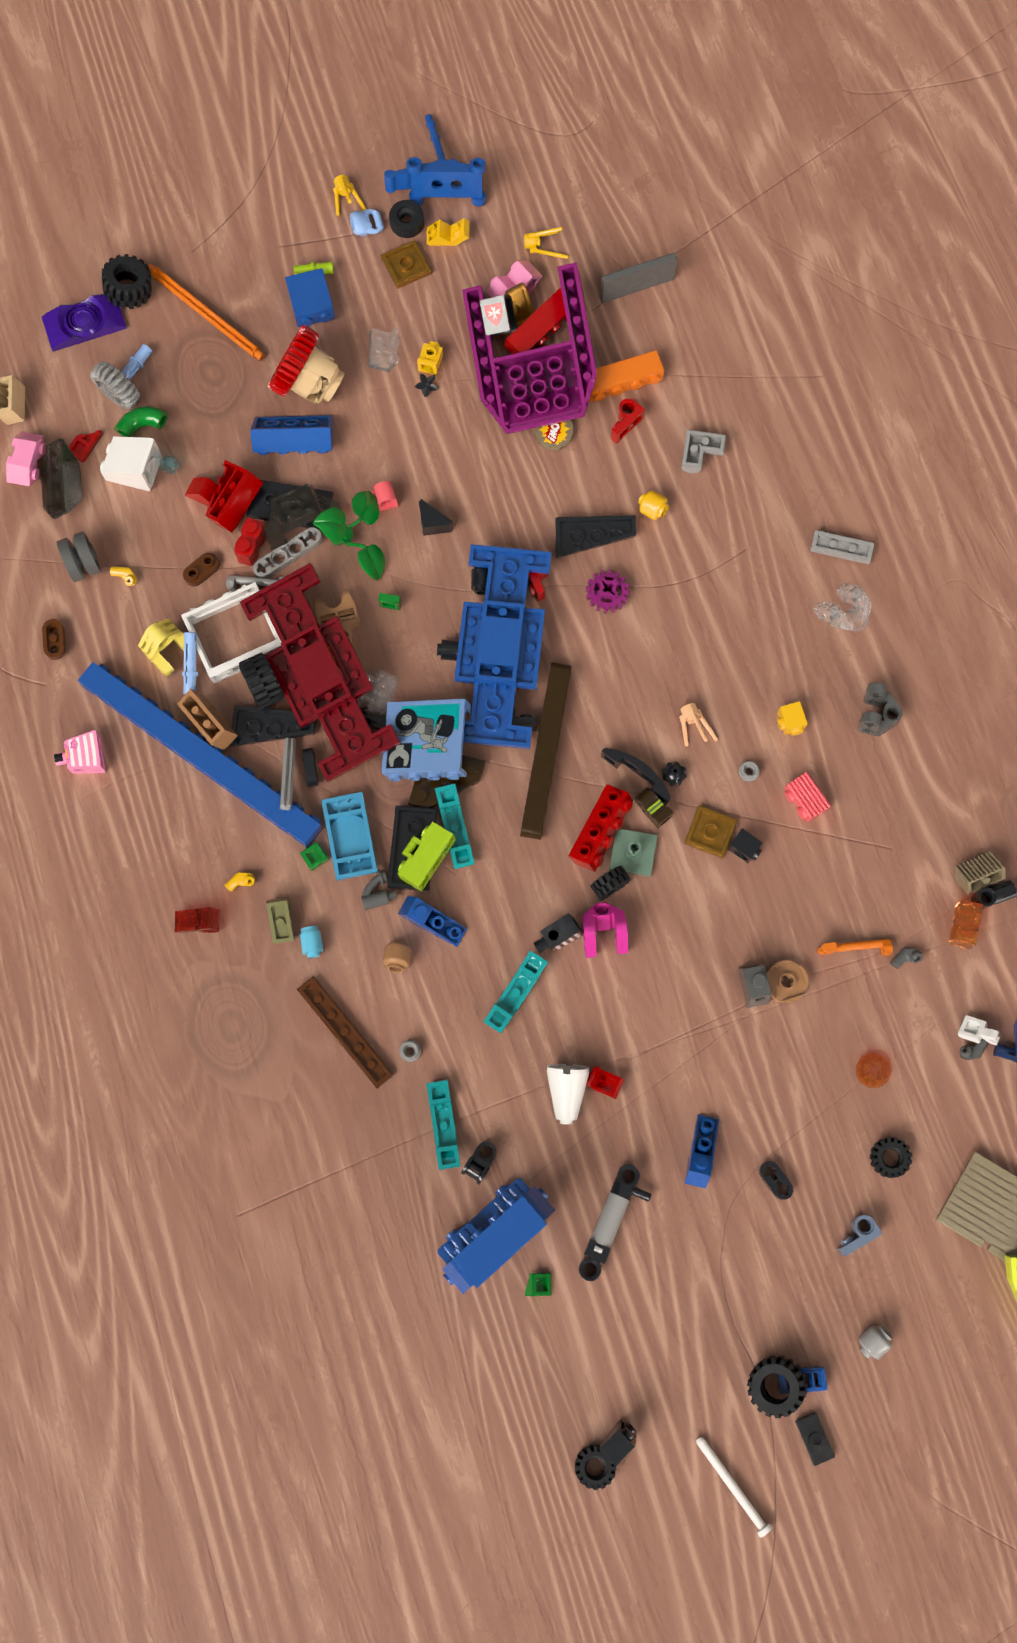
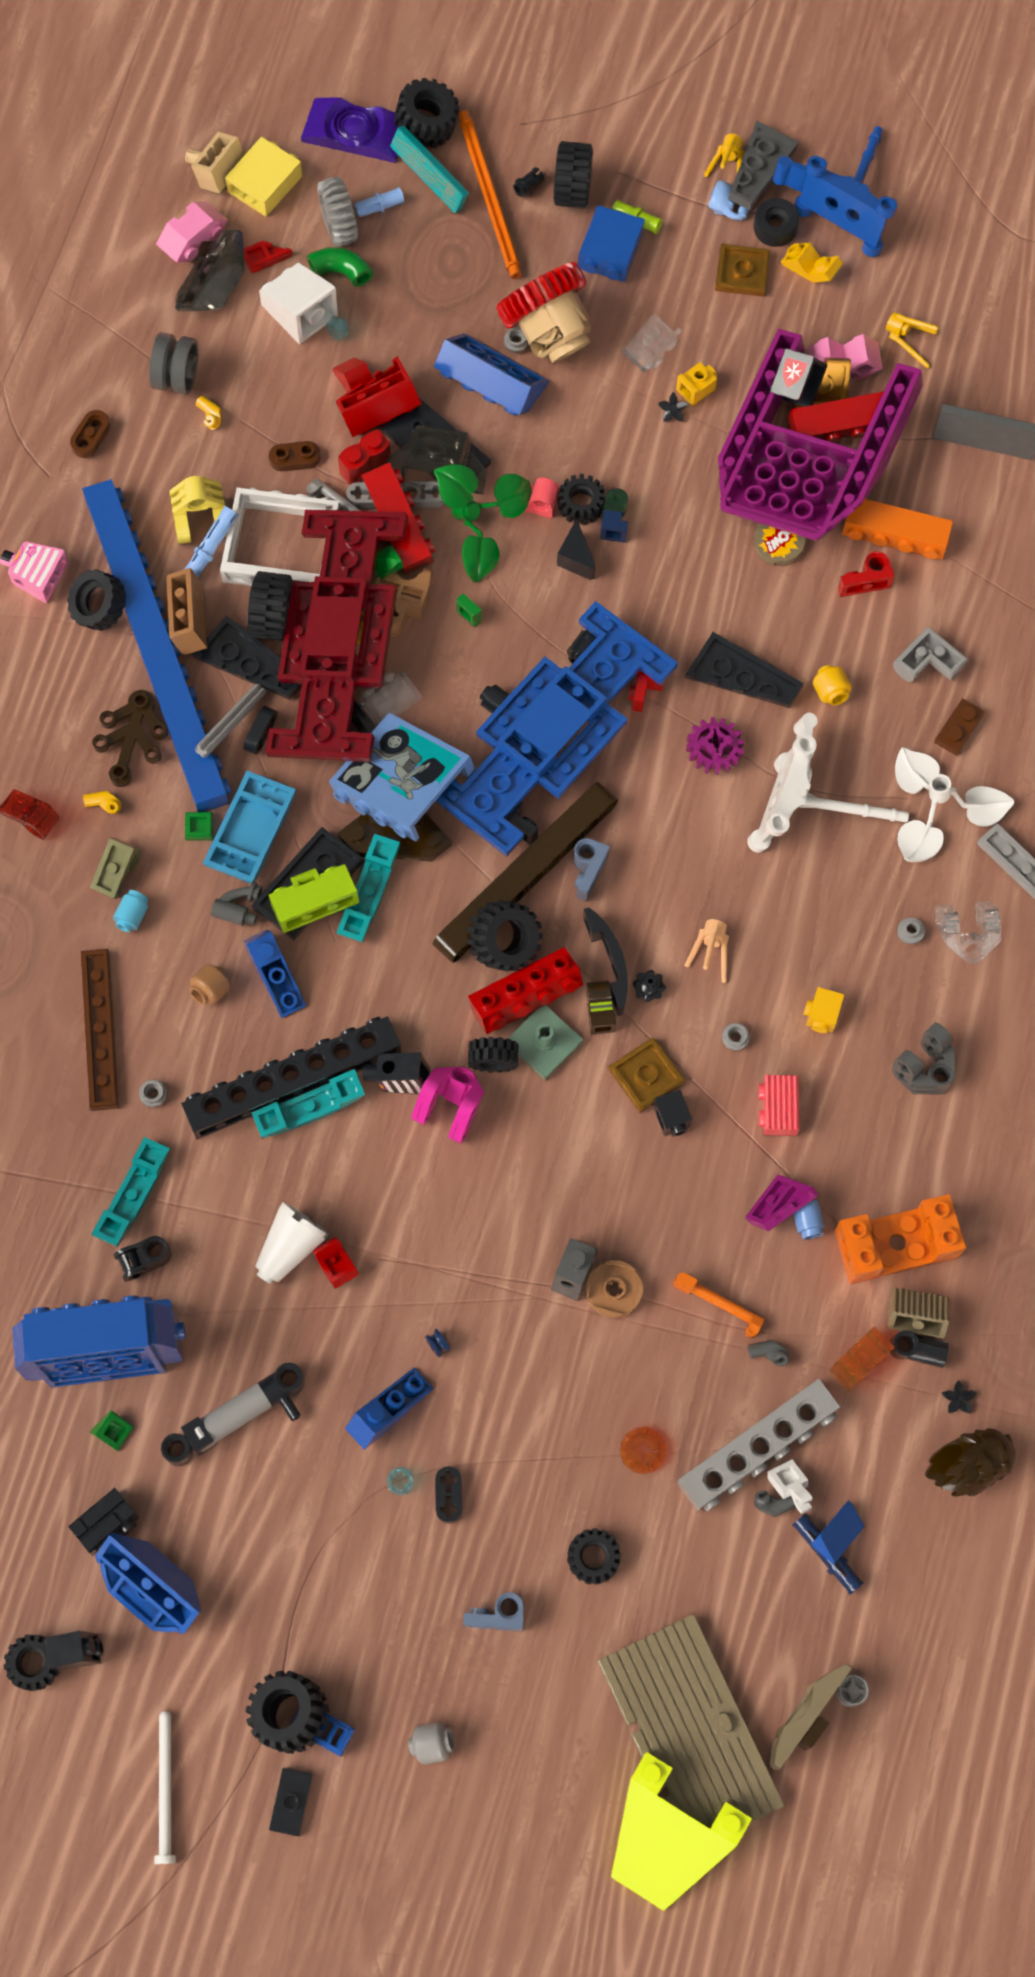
camera: 30 degrees right, 5 degrees down
(46, 390) = (264, 176): none -> light yellow brick
(127, 755) = (80, 594): none -> black tyre
(155, 319) = (429, 169): none -> teal tile
(224, 293) = (524, 185): none -> black pin
(226, 823) = (131, 733): none -> dark brown plant
(255, 265) = (573, 174): none -> black tyre
(288, 560) = (388, 496): none -> red brick
(292, 396) = (515, 334): none -> light grey plate
(317, 602) = (387, 562): none -> green slope
(370, 185) = (760, 164): none -> dark grey wing
(414, 492) = (585, 486): none -> black tyre
(438, 481) = (614, 509): none -> leg
(456, 1048) = (308, 1079): none -> black brick
(577, 1347) = (105, 1517): none -> black brick
(578, 801) = (524, 935): none -> black tyre
(585, 720) = (591, 866): none -> sand blue plate
(635, 1366) = (148, 1584): none -> blue wedge
(678, 588) = (793, 786): none -> white piece
(703, 1089) = (437, 1343): none -> dark blue bush
(743, 526) = (918, 770): none -> white plant
(747, 1193) = (393, 1476): none -> clear light blue bush
(748, 482) = (959, 727): none -> reddish brown plate
(808, 638) = (907, 937): none -> light grey plate
(850, 858) = (779, 1202): none -> magenta wing
(873, 857) = (809, 1220): none -> medium blue brick
(919, 1069) = (813, 1397): none -> light grey brick
(950, 818) = (928, 1233): none -> orange plate

